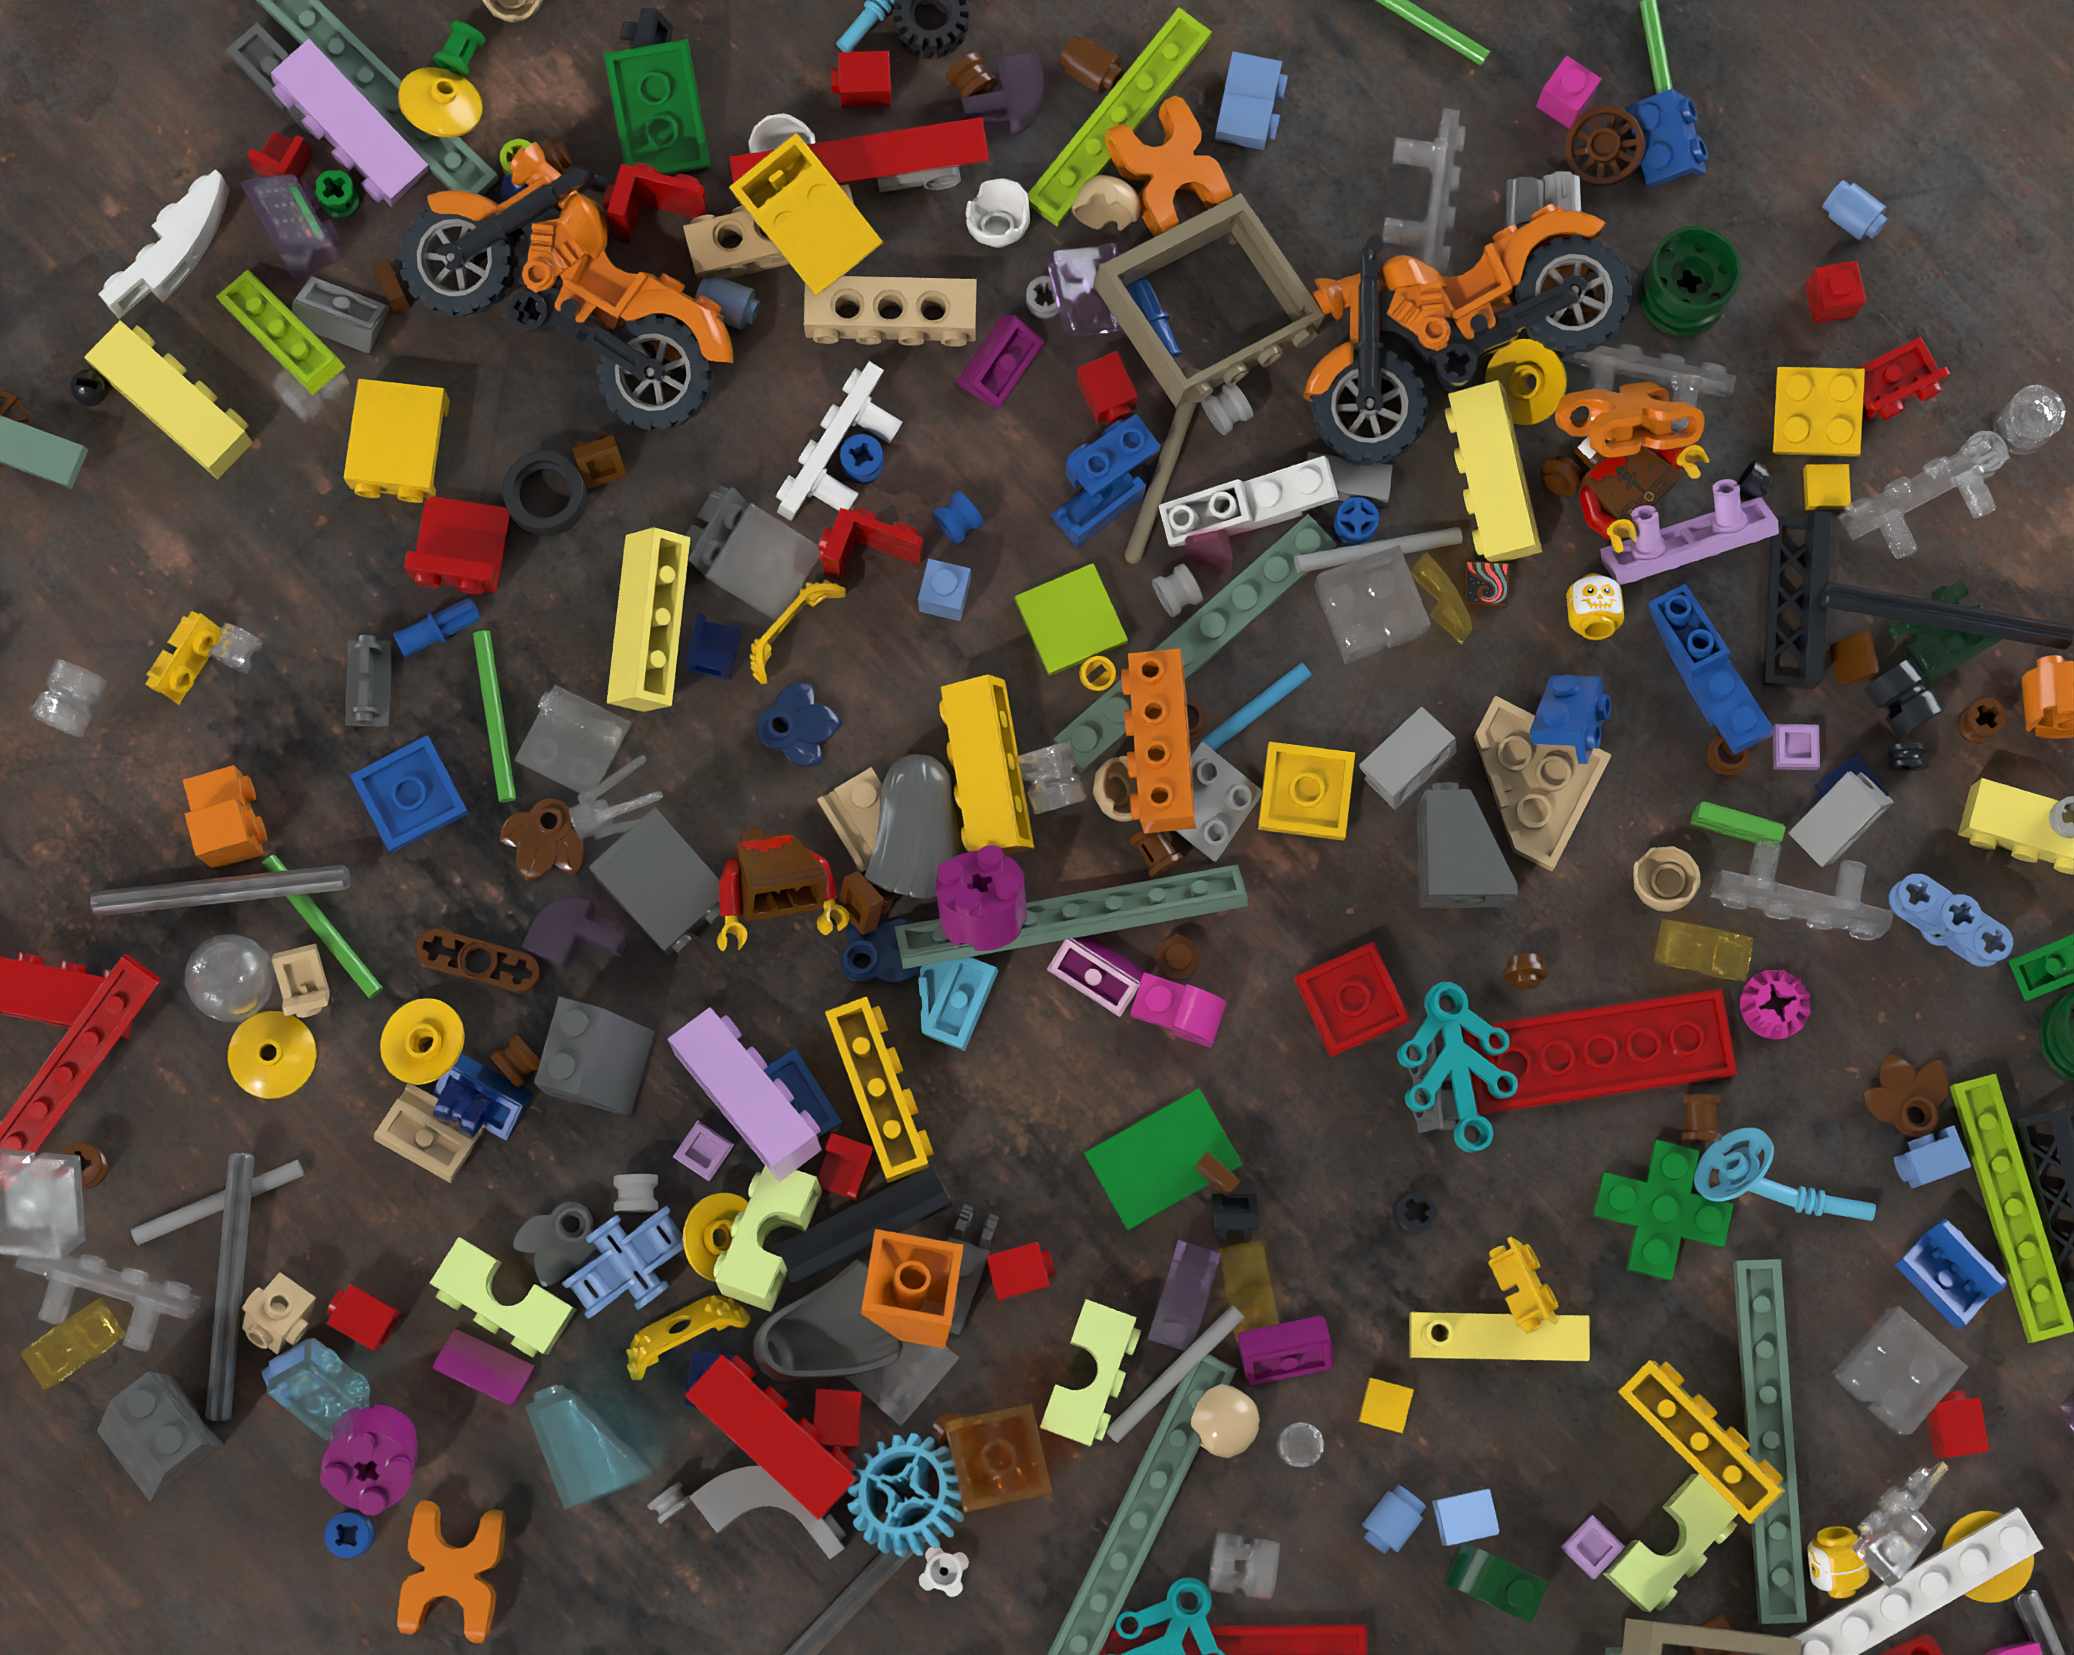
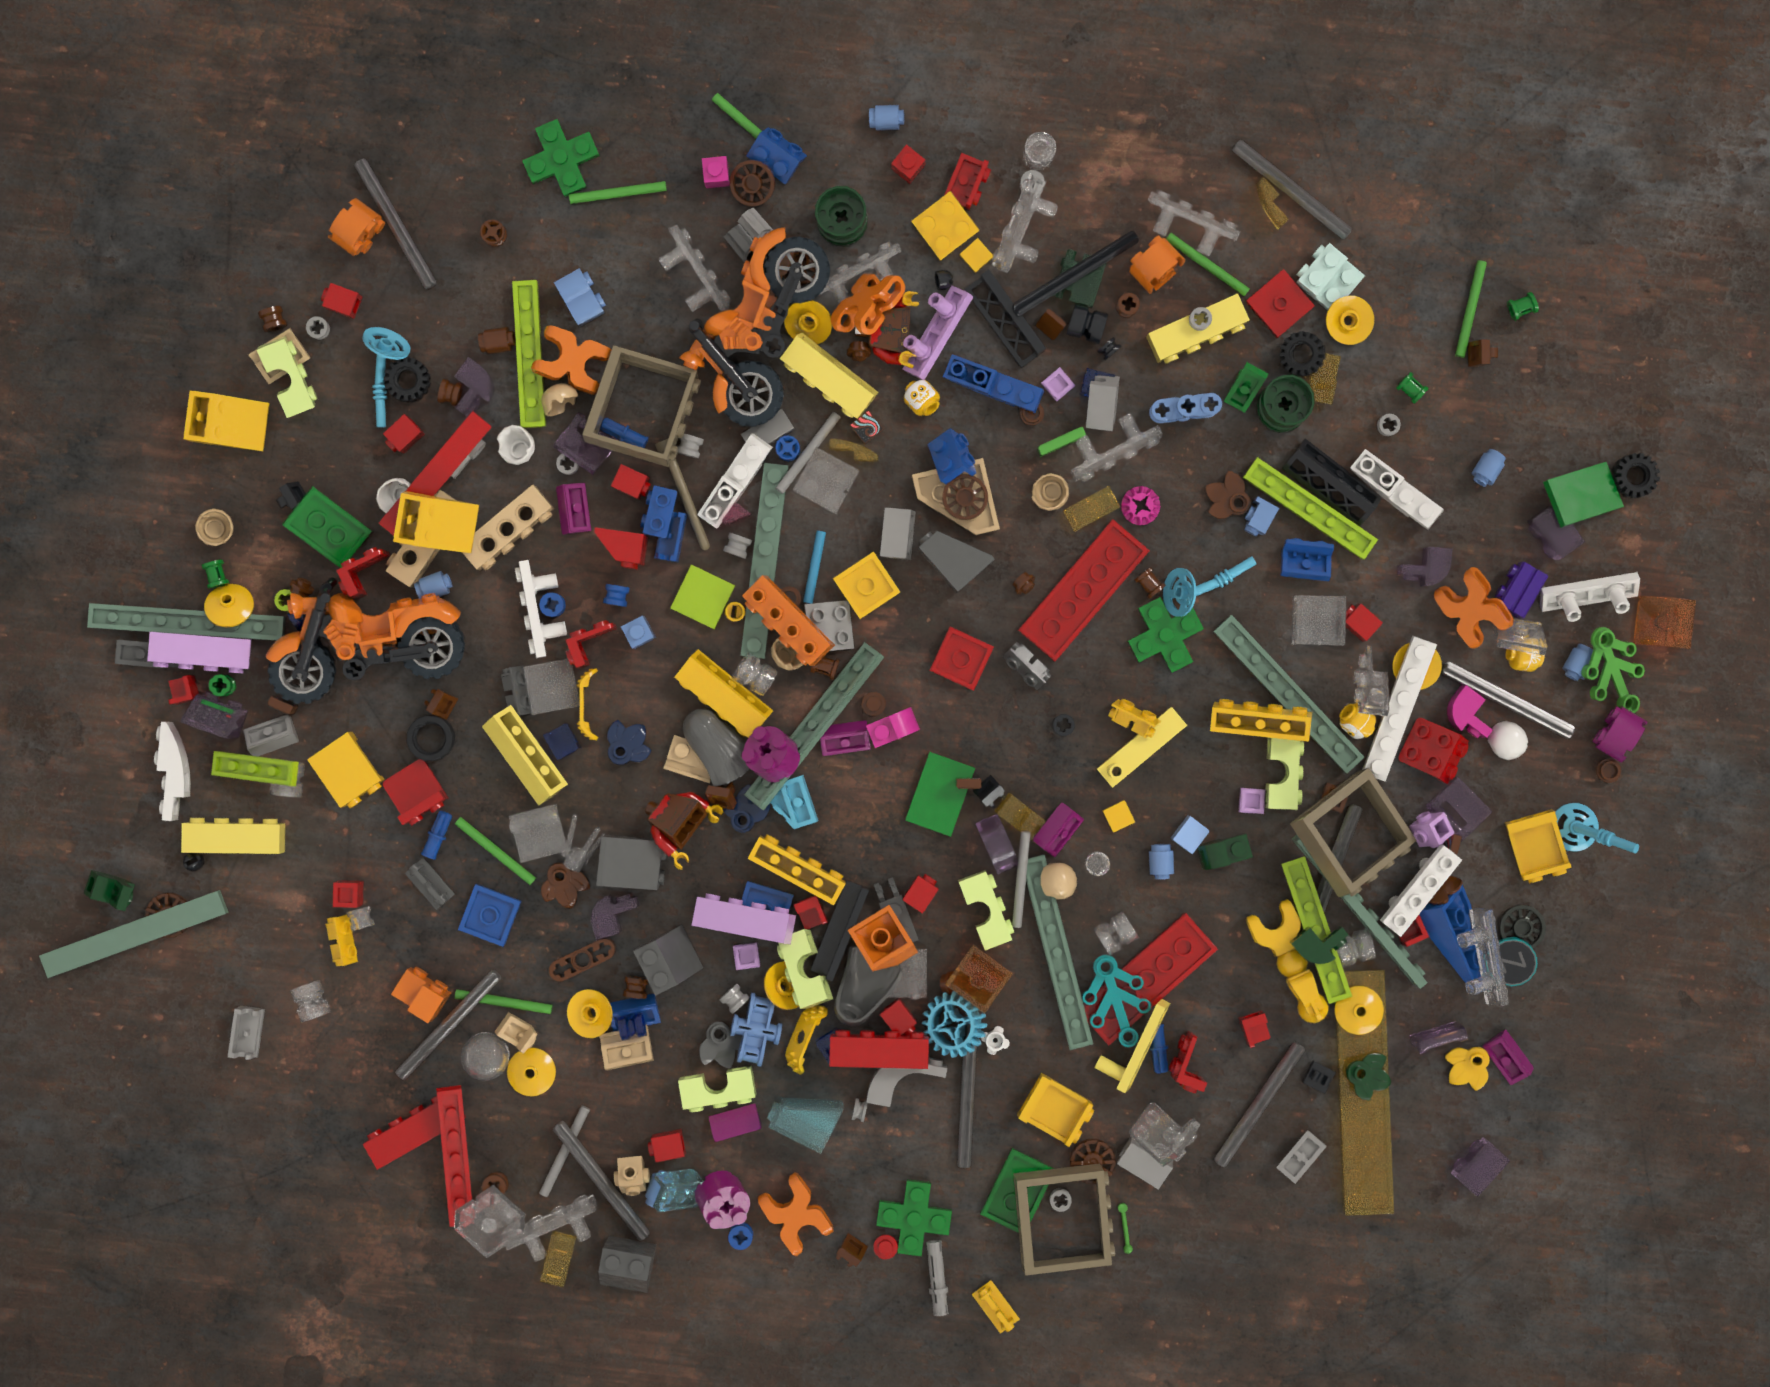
camera: 35 degrees left, 10 degrees up
(249, 600) = (348, 893): none -> red panel
(1028, 460) = (624, 546): none -> red slope
(1458, 1060) = (1027, 648): teal plant -> none
(1543, 785) = (965, 497): none -> reddish brown wheel

